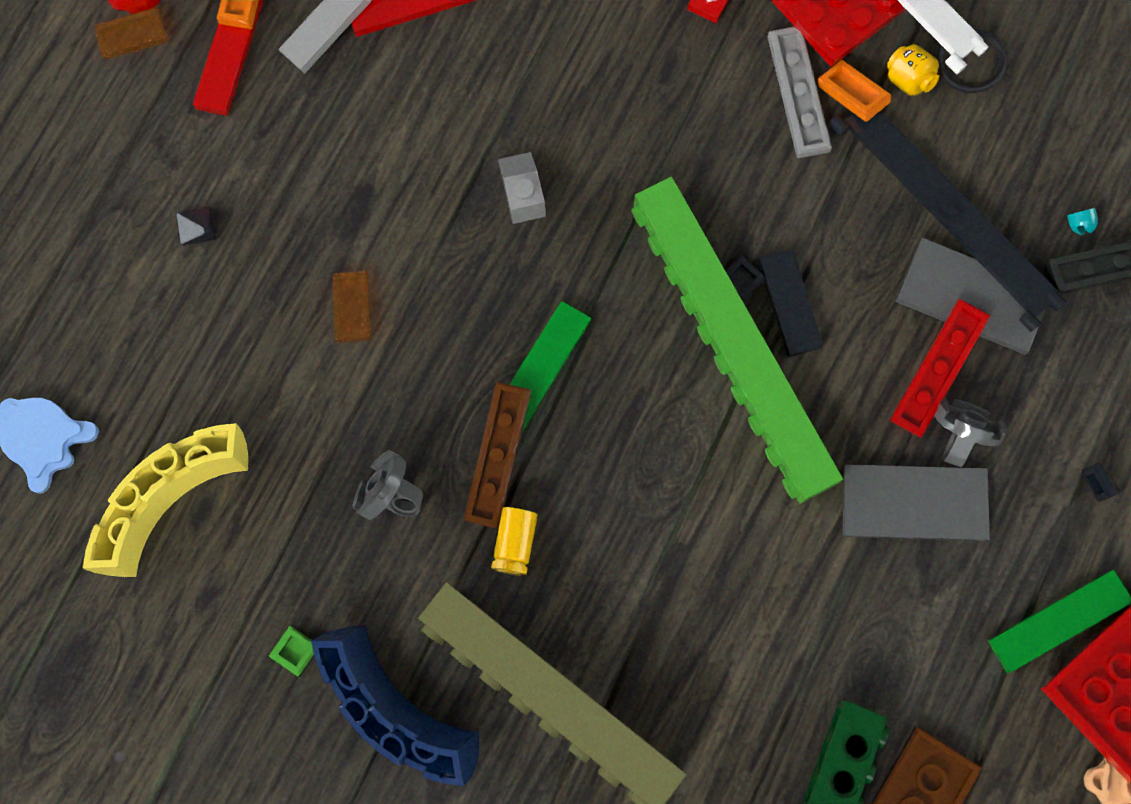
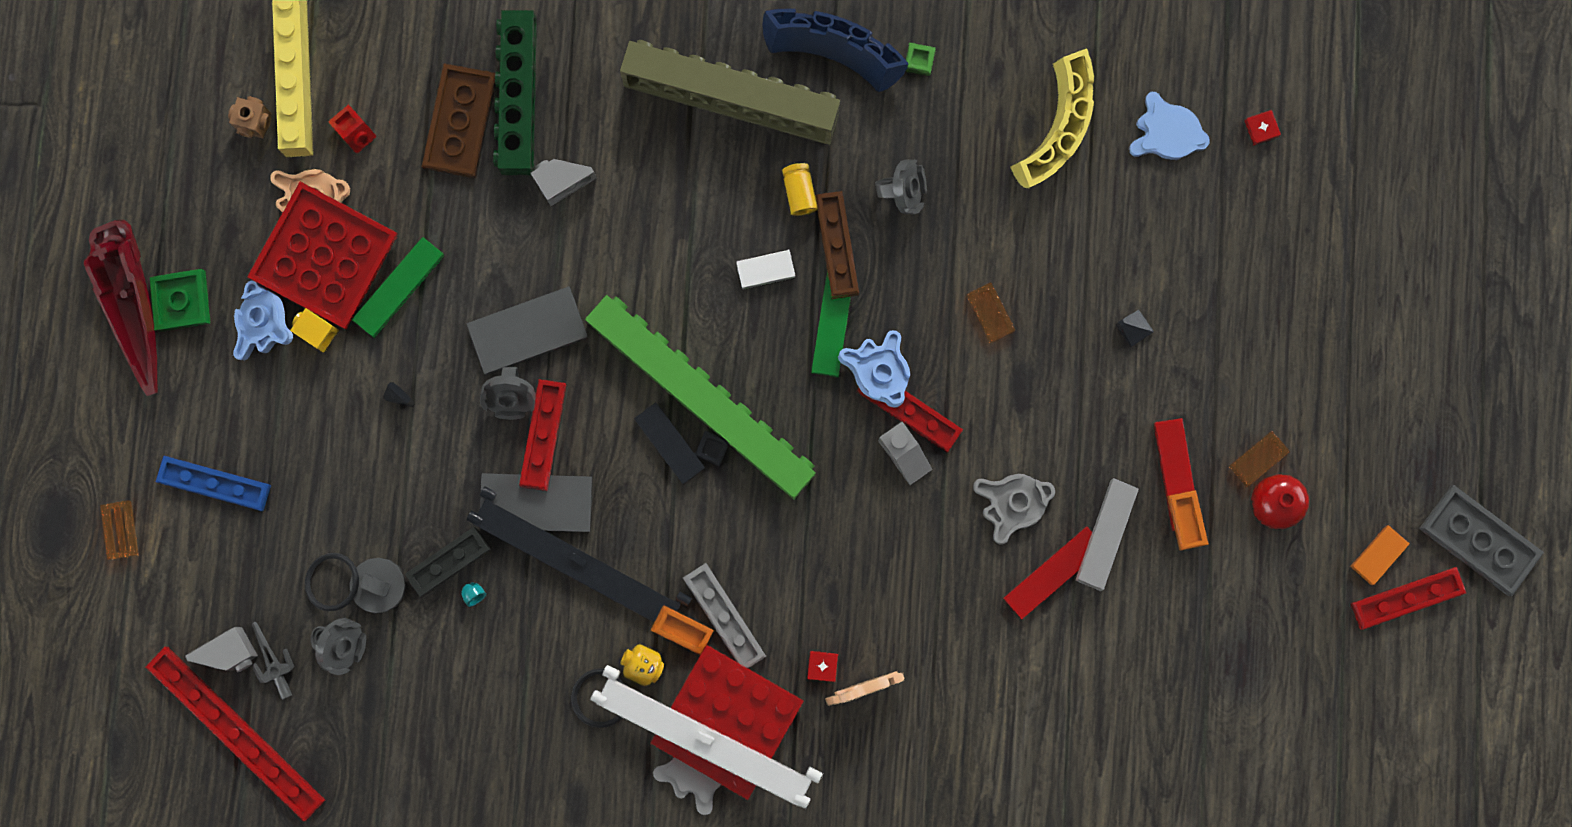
camera: 155 degrees right, 5 degrees up
(421, 89) = (1015, 503): none -> light grey tile
(495, 233) = (922, 420): none -> red tile
(509, 287) = (879, 369): none -> light blue tile
(595, 462) = (765, 269): none -> white tile
(810, 676) = (561, 178): none -> light grey slope

